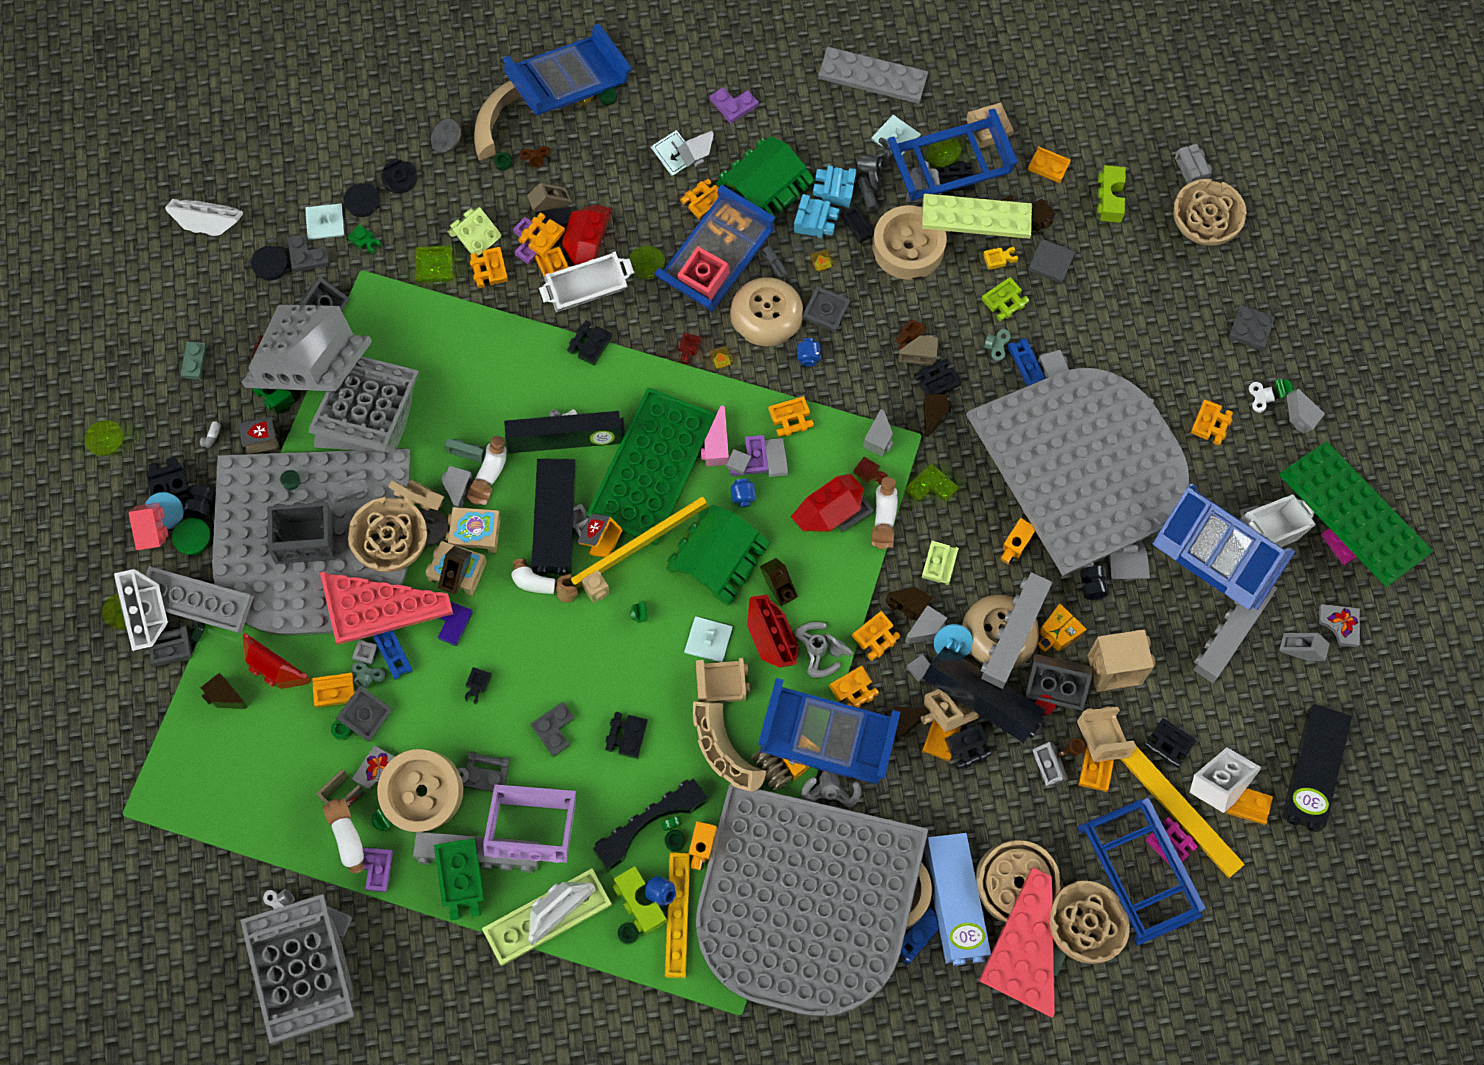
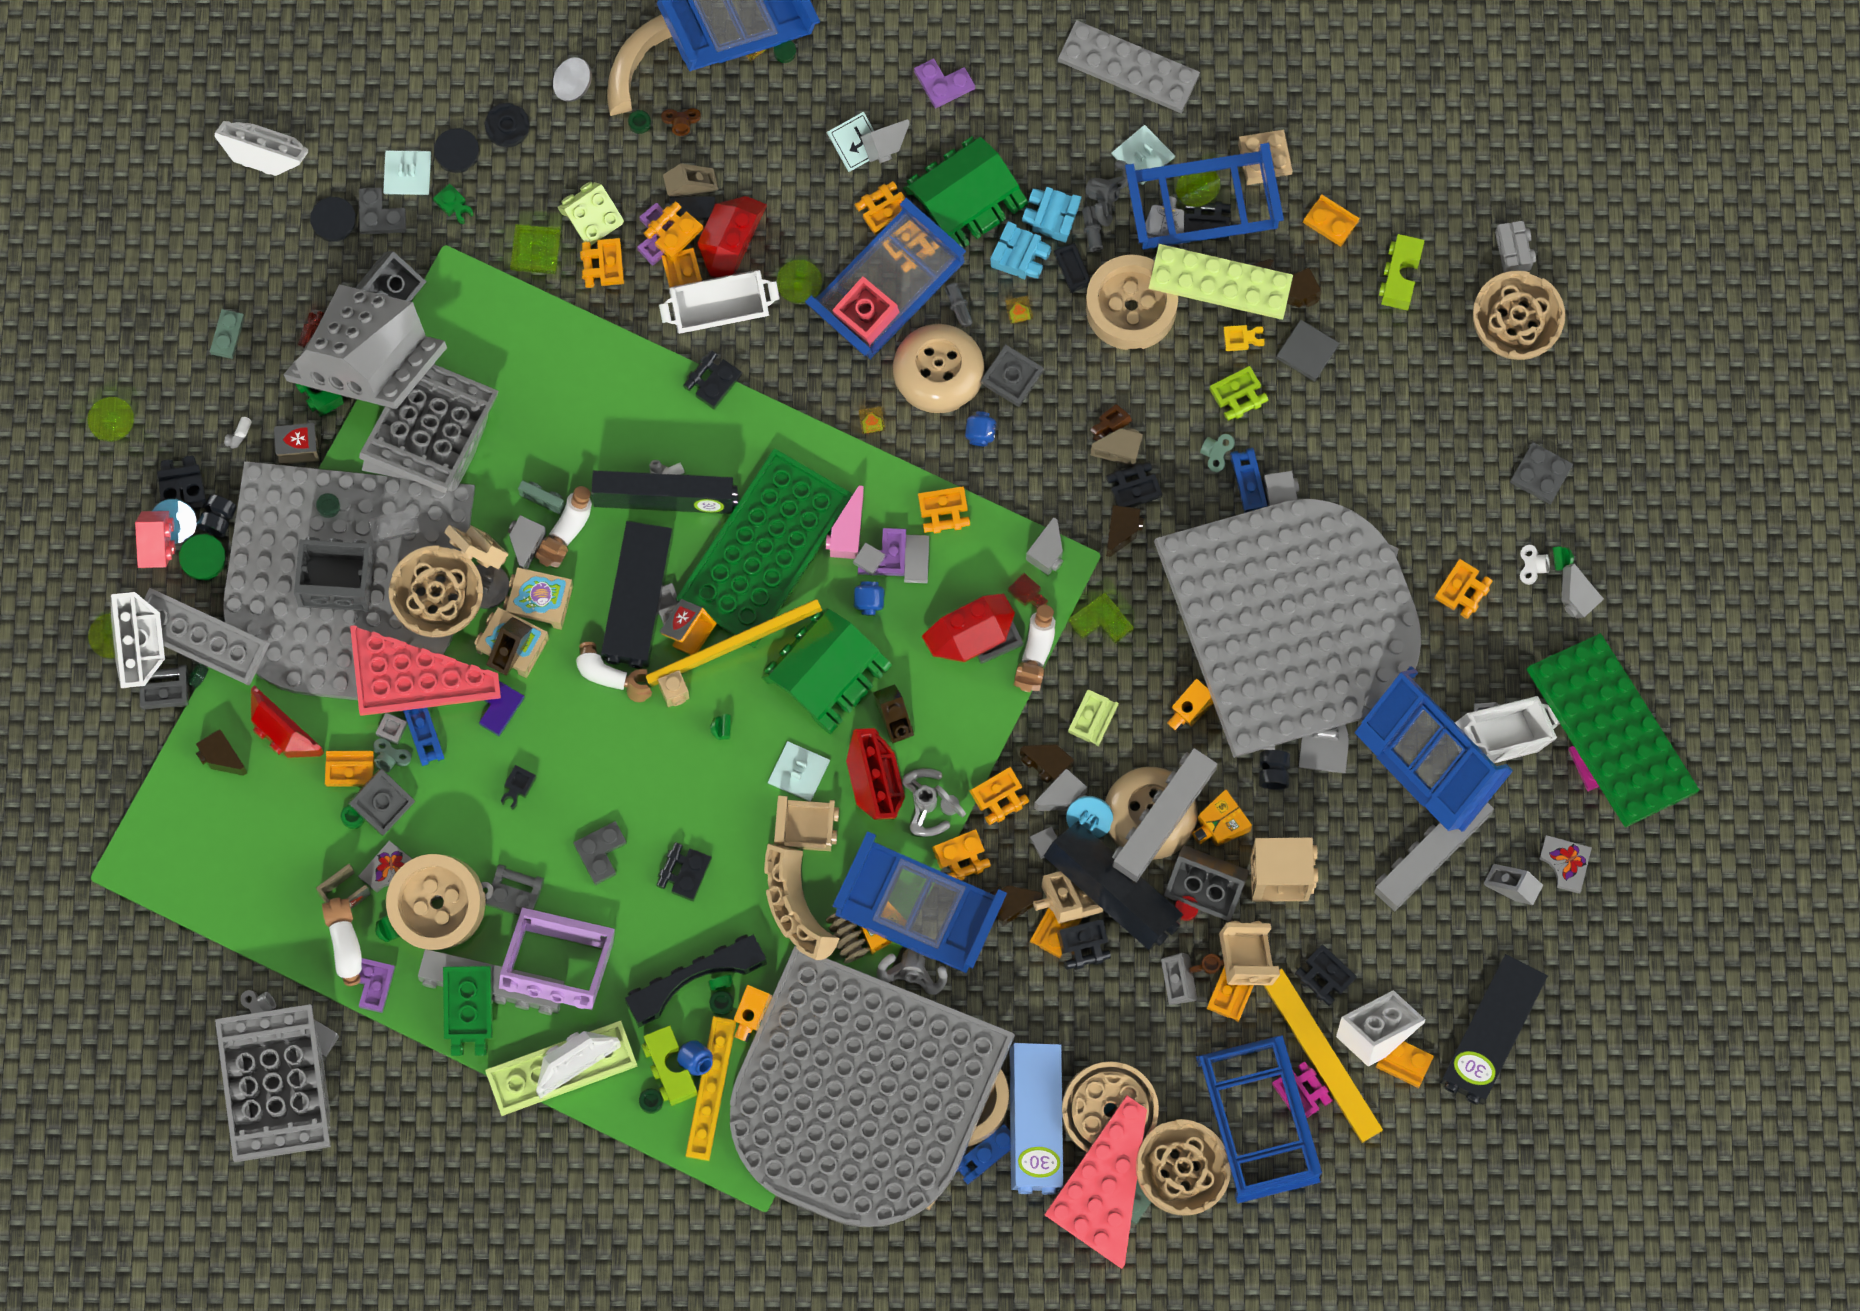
camera: 10 degrees right, 5 degrees up
(689, 346) = (834, 400): clear red plate -> none

